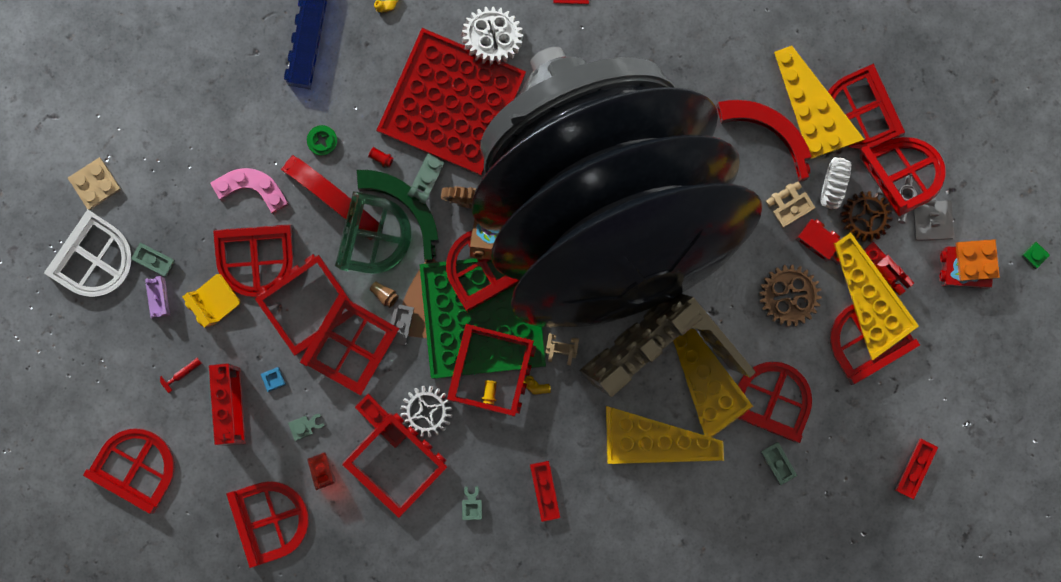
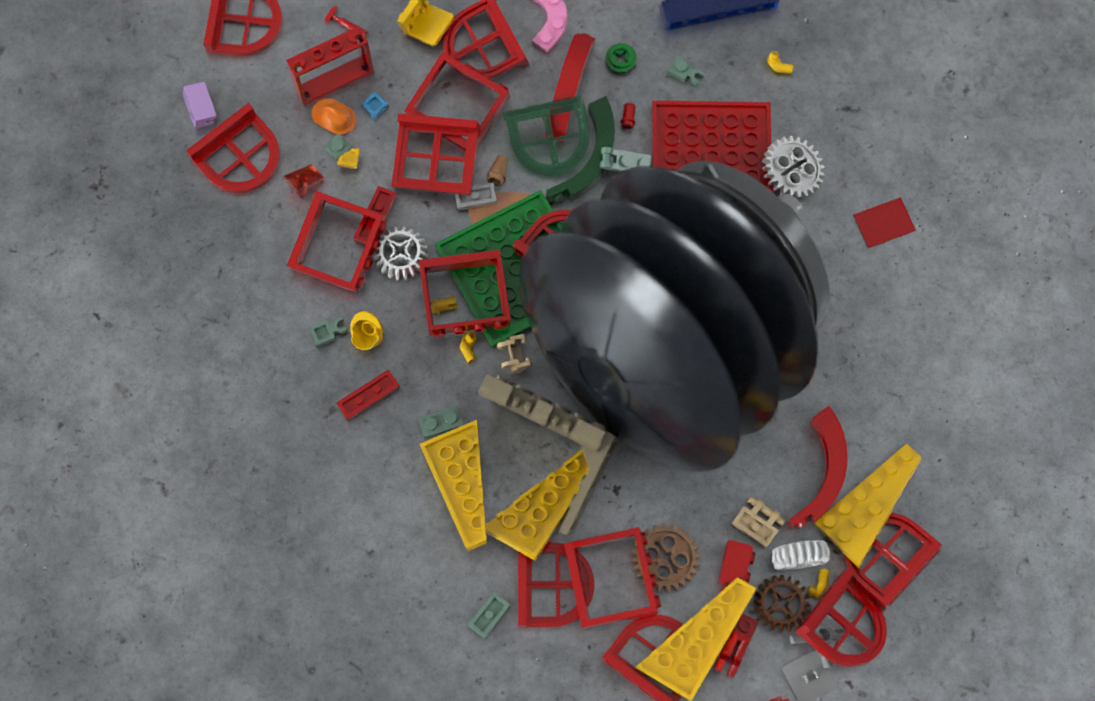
camera: 65 degrees right, 10 degrees down
(206, 539) = (199, 105): none -> lavender hinge
(267, 420) = (334, 116): none -> orange piece
(318, 422) = (349, 159): none -> yellow tile
(357, 90) = (683, 69): none -> sand green plate
(488, 470) = (366, 330): none -> yellow piece
(594, 437) = (440, 422): none -> sand green plate
(806, 317) = (649, 579): none -> red window
(864, 176) = (822, 584): none -> yellow arm

